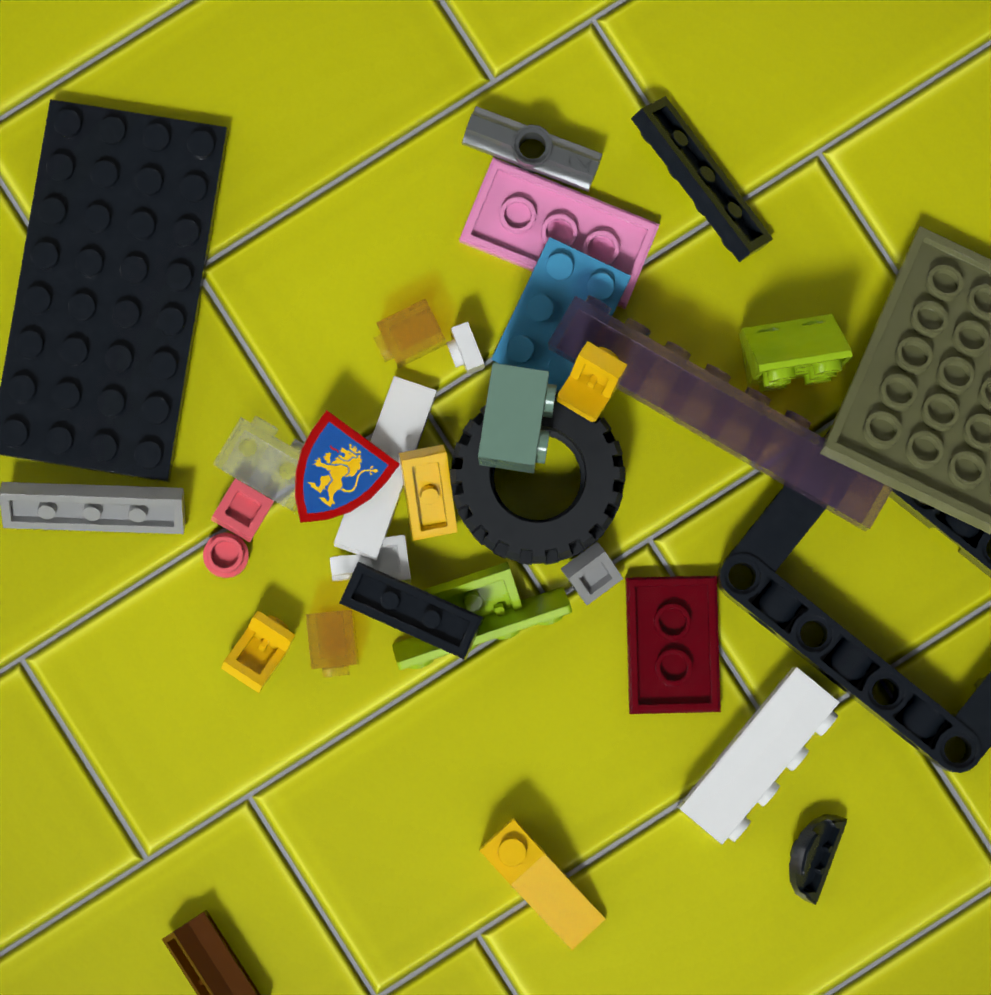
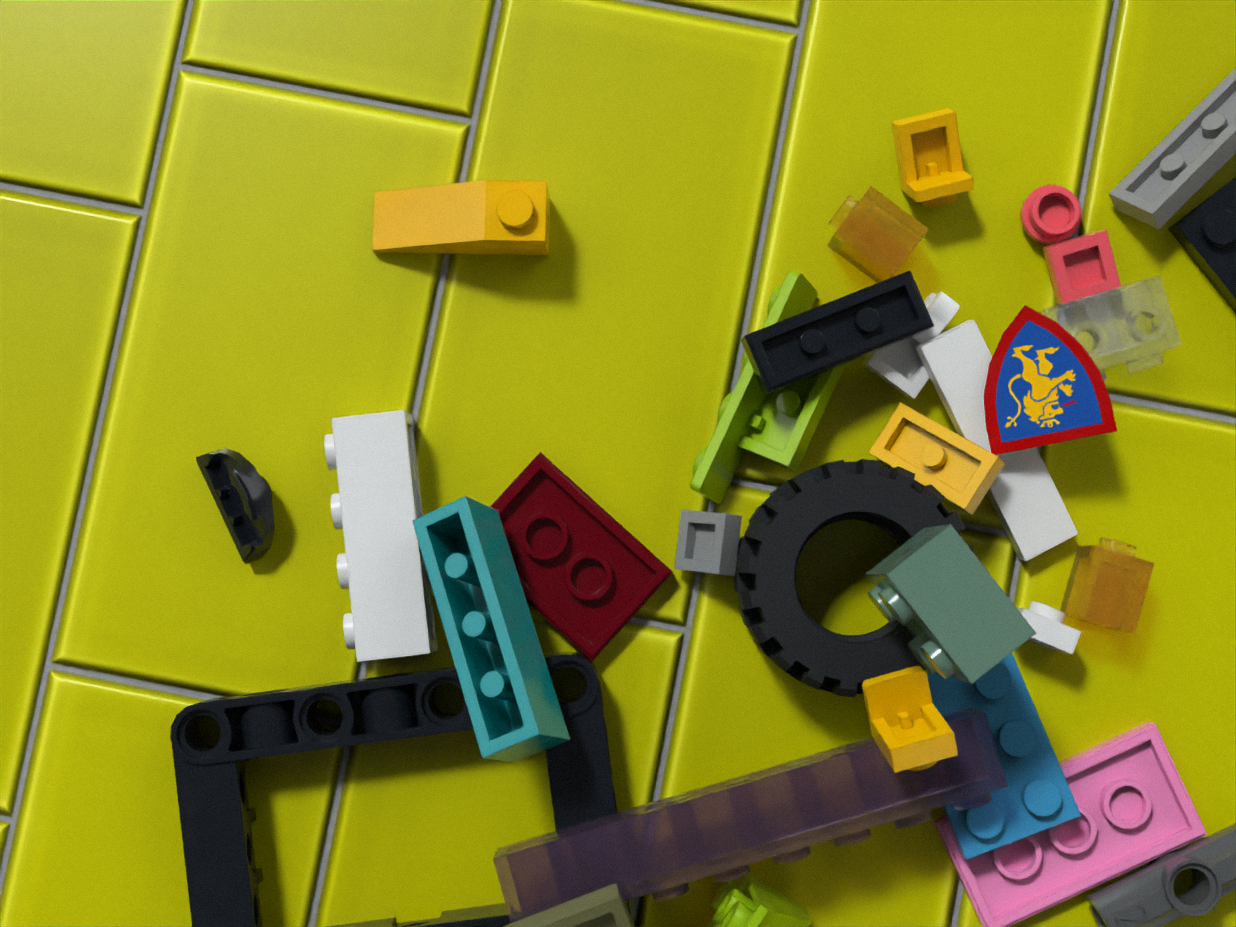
camera: 135 degrees right, 0 degrees up
(753, 645) = (490, 631): none -> teal brick

